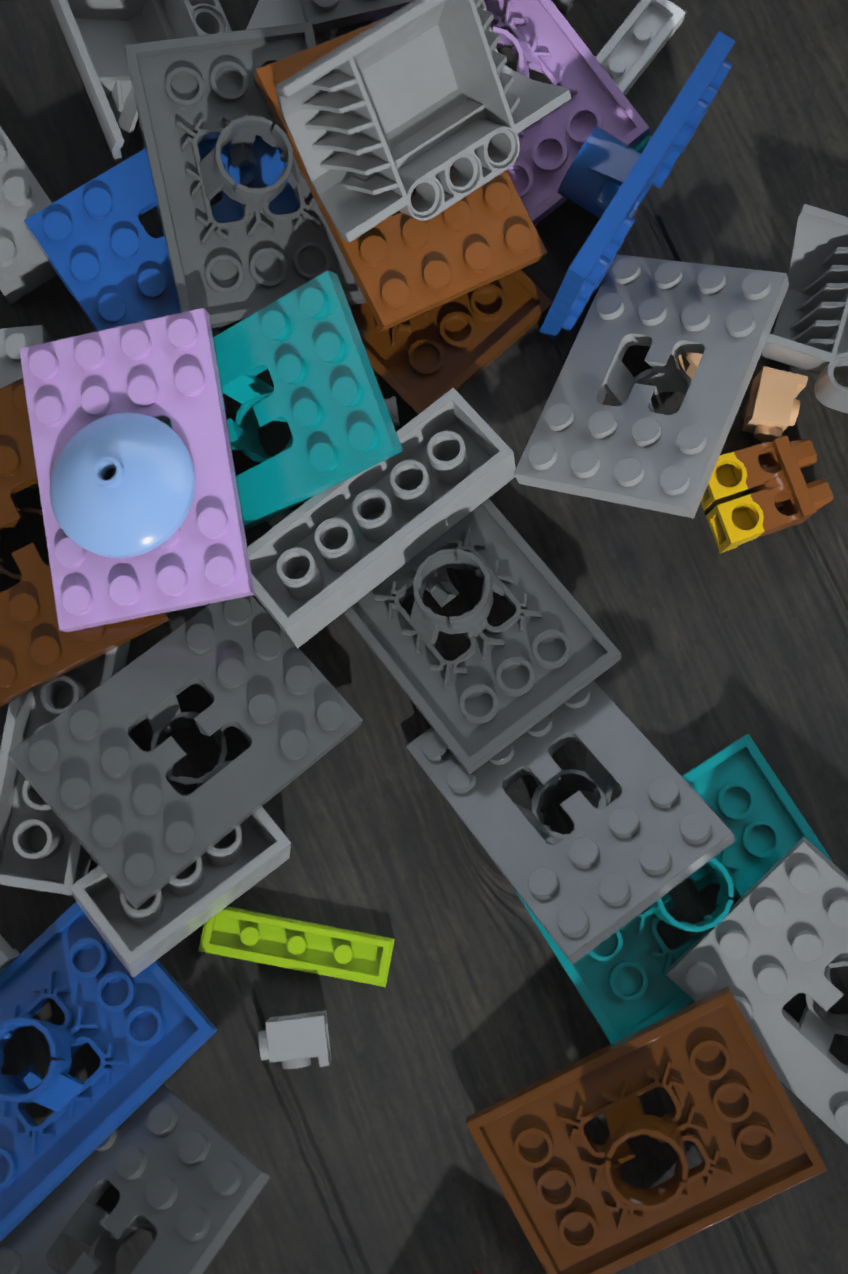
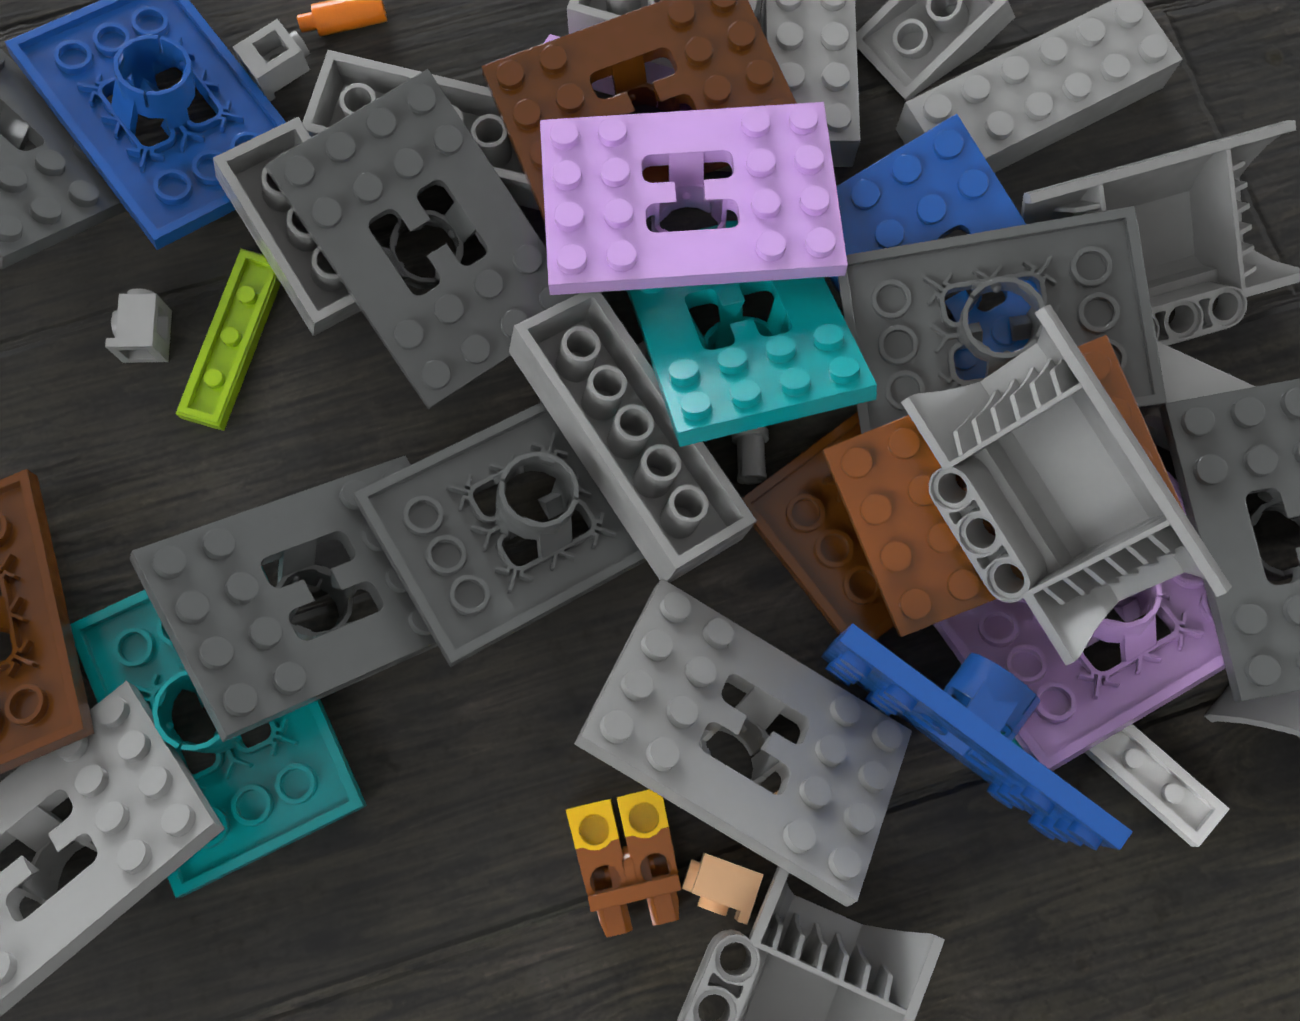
camera: 100 degrees right, 5 degrees down
(142, 500) = (669, 196): light blue dish -> none

